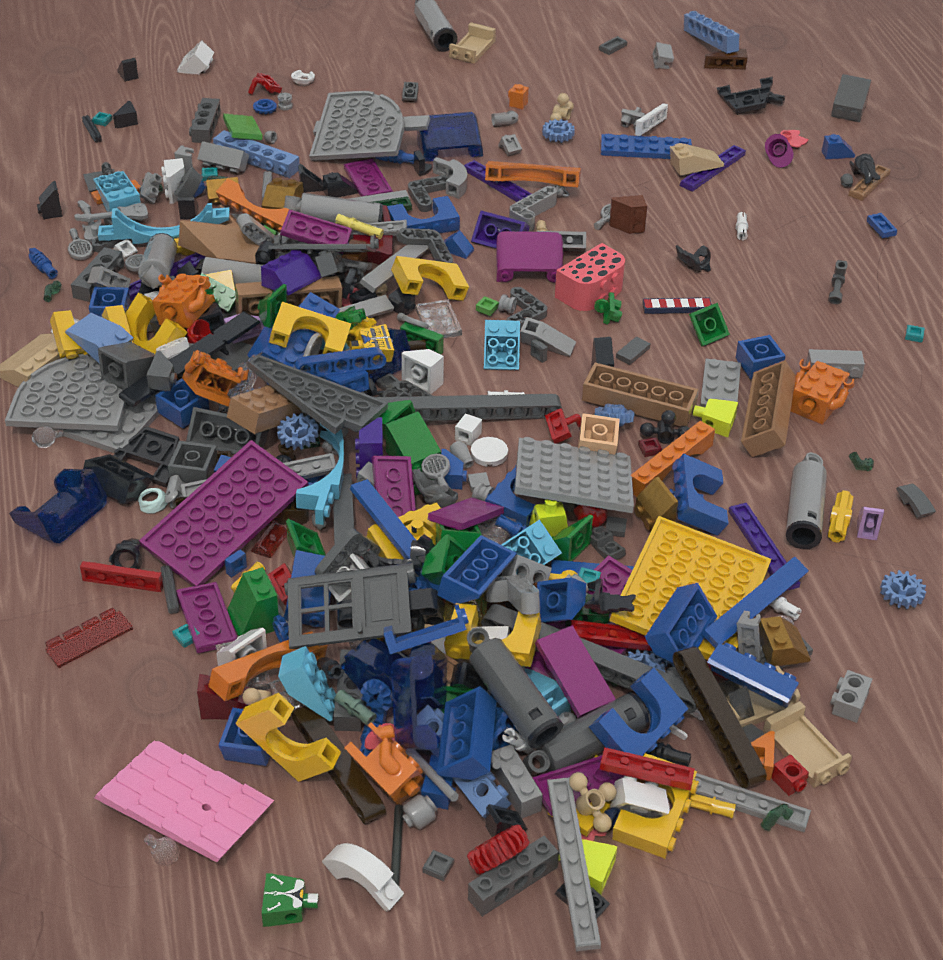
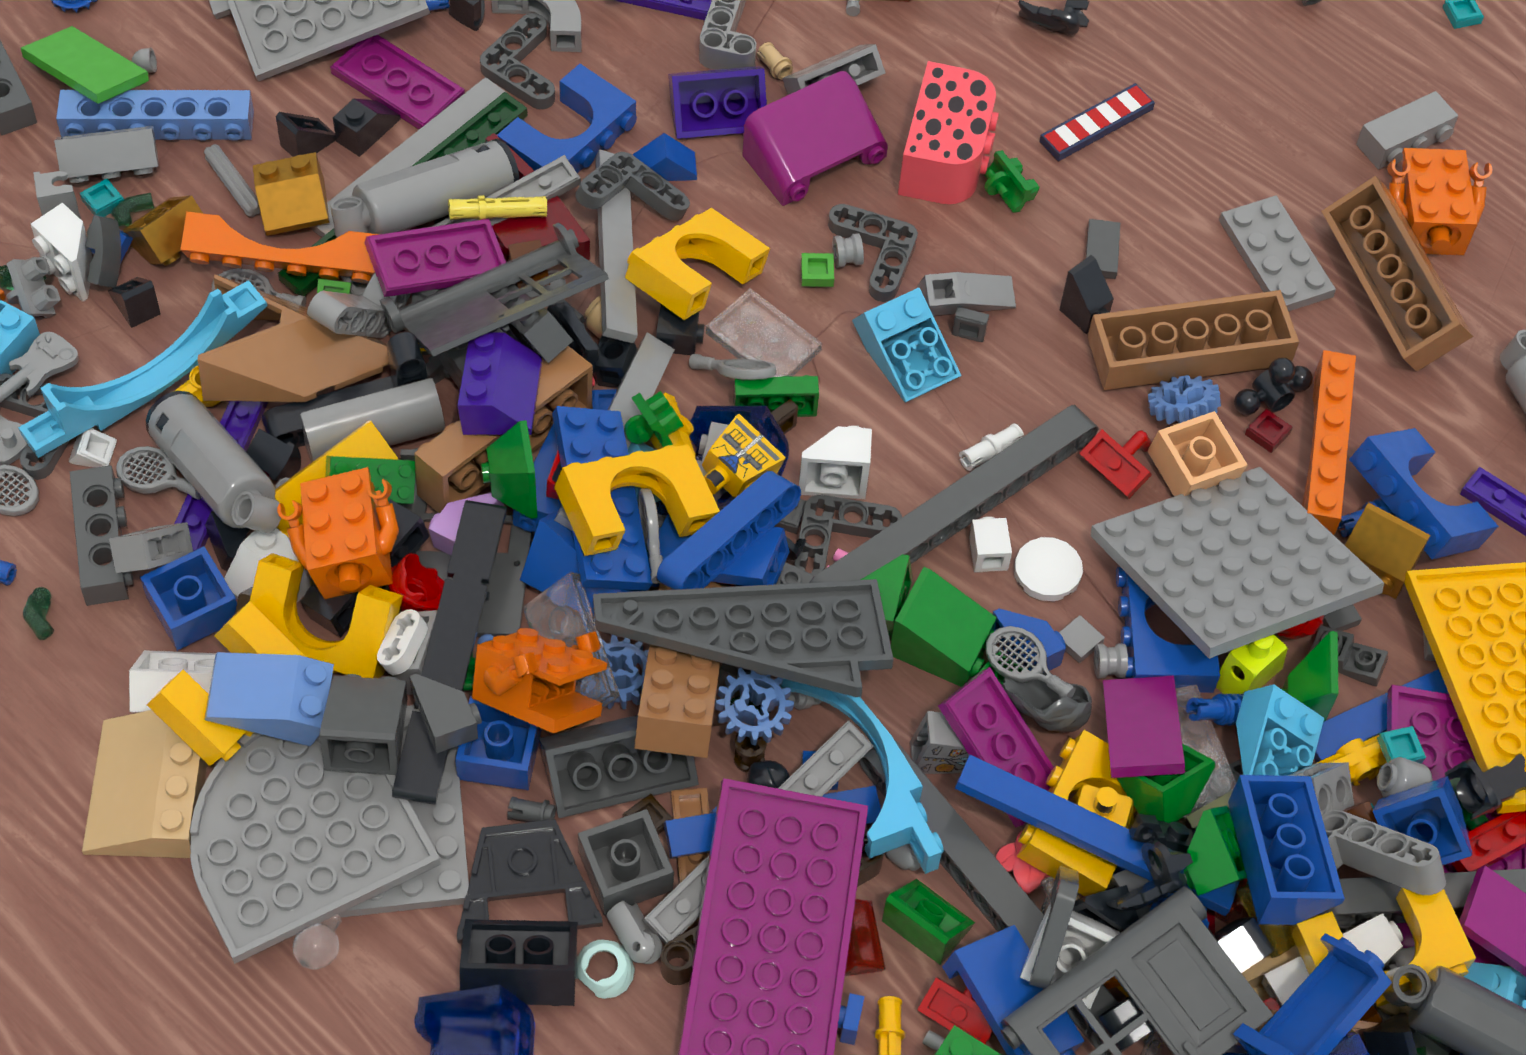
camera: 35 degrees left, 15 degrees up
(181, 434) = (530, 810): none -> dark grey pin
(369, 443) = (915, 685): dark purple slope -> none
(461, 451) = (1017, 599): light grey cone -> none
(709, 324) = (1178, 139): green slope -> none
(718, 414) = (1327, 320): neon yellow torso -> none
(758, 354) = (1303, 172): blue brick -> none

